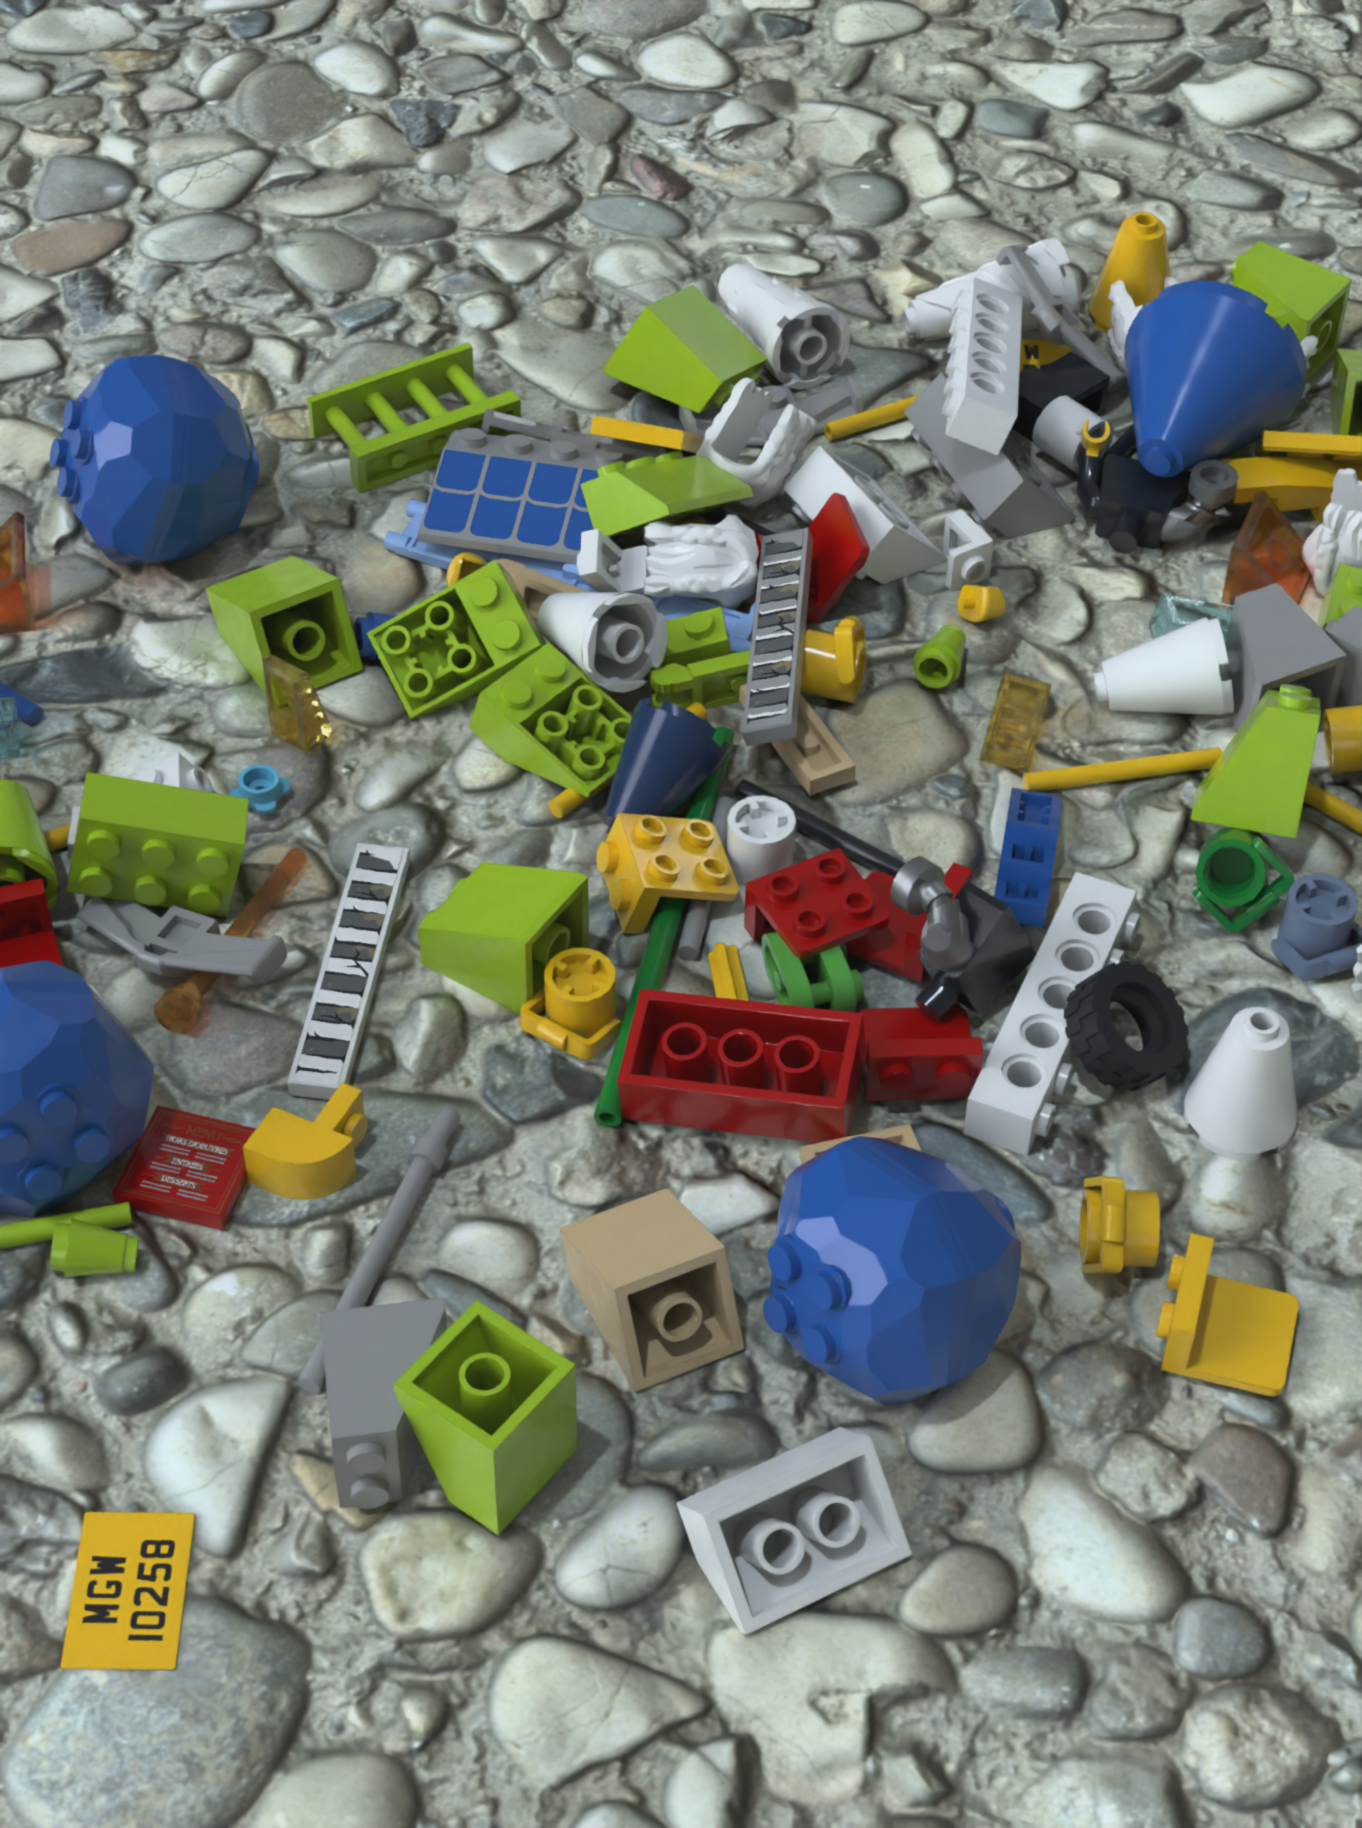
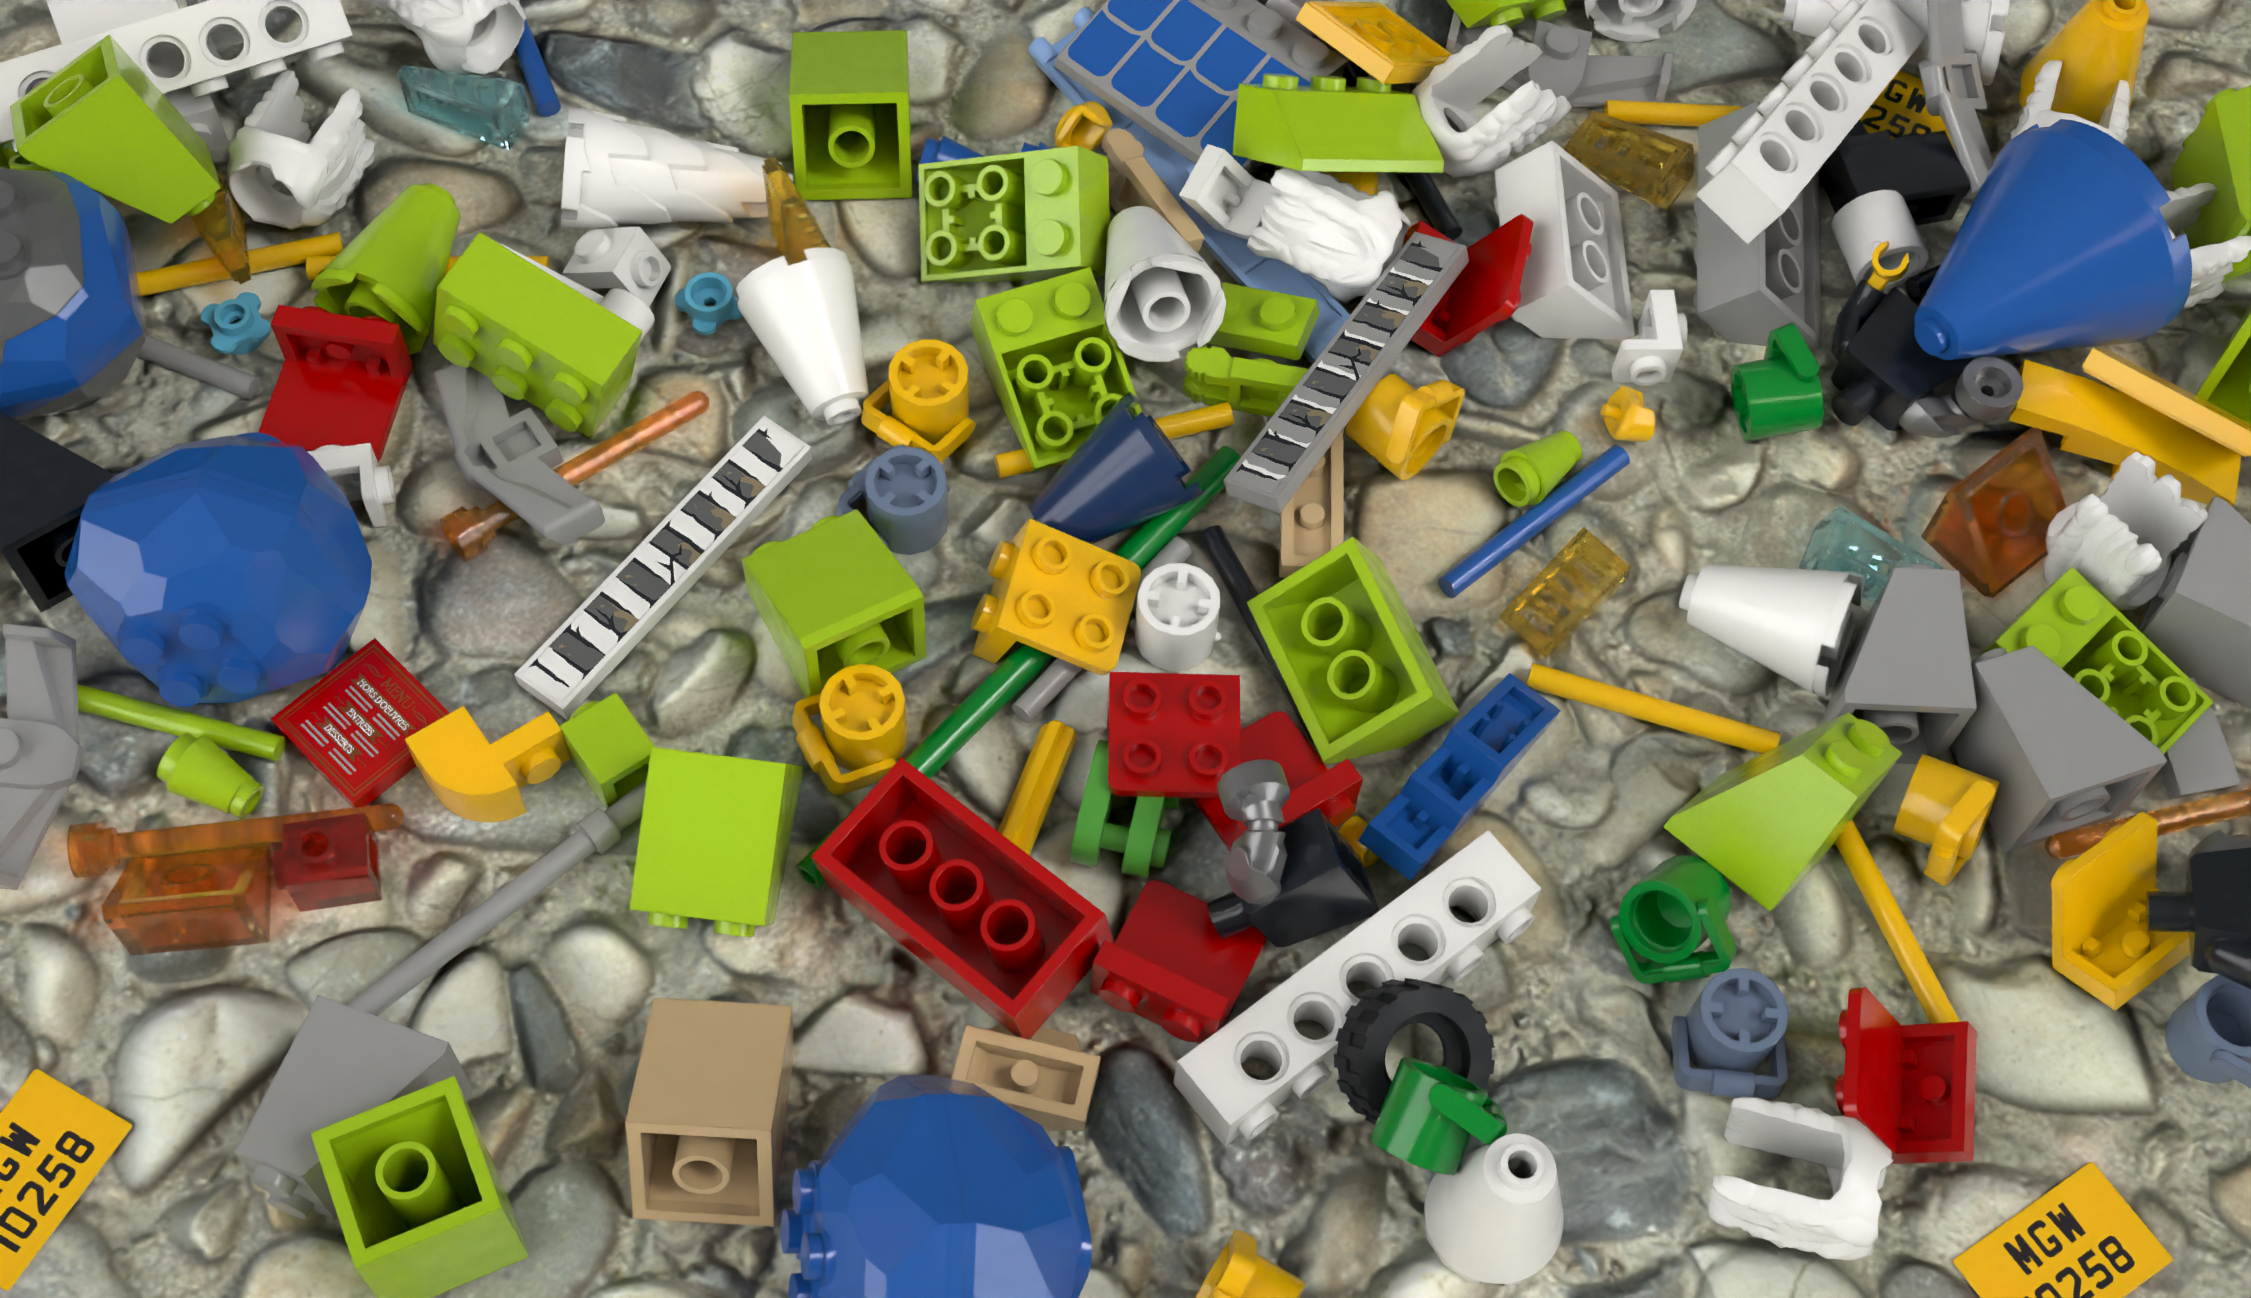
camera: 25 degrees right, 15 degrees up
(33, 1337) = (97, 848): none -> clear orange piece
(142, 1337) = (192, 900): none -> clear orange slope
(150, 719) = (653, 177): none -> white cone
(234, 1261) = (329, 862): none -> clear red brick
(359, 769) = (811, 329): none -> white cone
(402, 1096) = (608, 747): none -> lime brick
(474, 783) = (926, 397): none -> yellow piece
(502, 836) = (904, 498): none -> sand blue piece
(526, 1110) = (714, 840): none -> lime slope
(874, 450) = (1657, 181): none -> clear yellow slope
(901, 807) = (1352, 655): none -> lime slope
(960, 692) = (1533, 521): none -> blue bar
(1072, 544) = (1779, 391): none -> green piece
(1174, 1037) = (1434, 1115): none -> green piece

